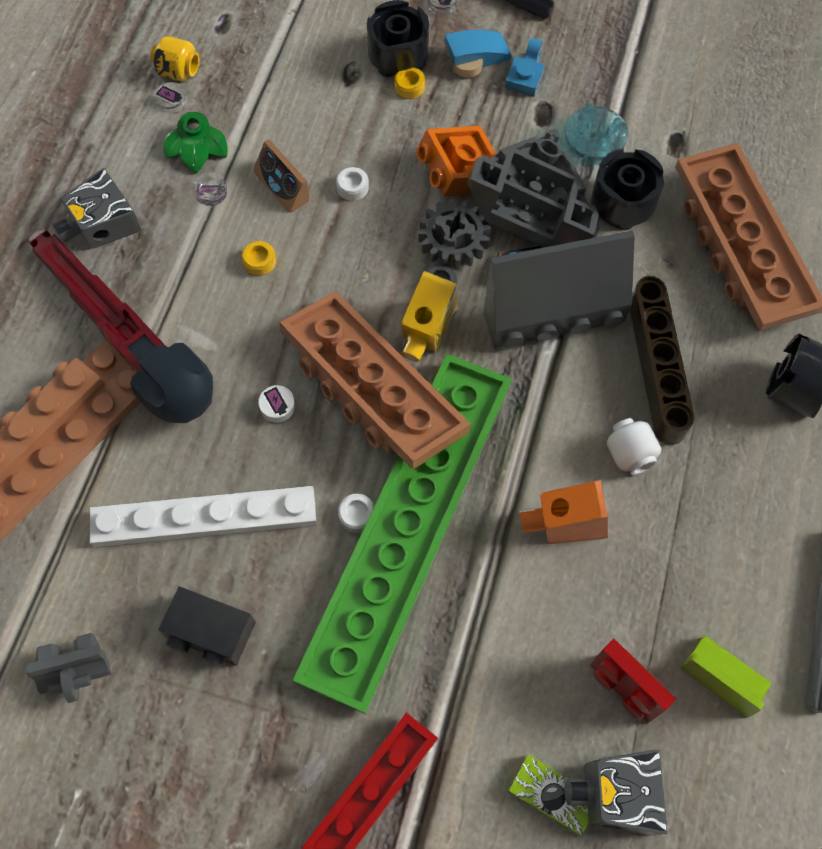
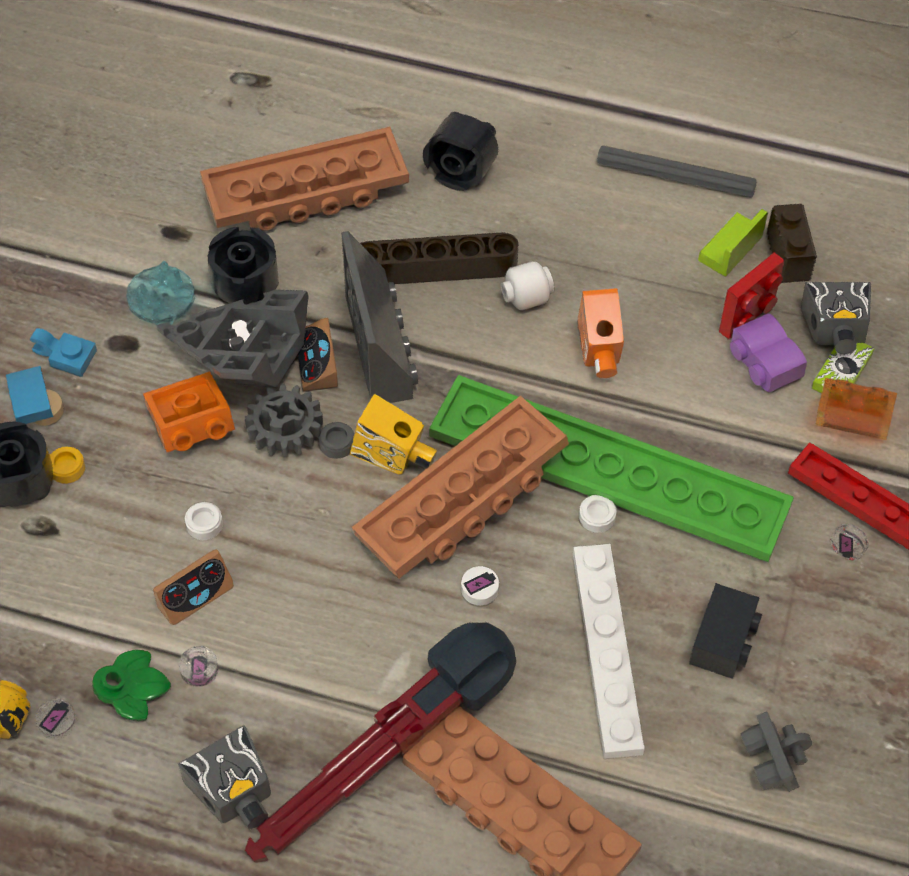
camera: 90 degrees left, 10 degrees down
(258, 258) = (297, 611): yellow tile -> none
(480, 795) = (856, 408): none -> clear orange brick
(561, 701) = (768, 353): none -> medium lavender brick
(728, 743) = (792, 241): none -> dark brown brick

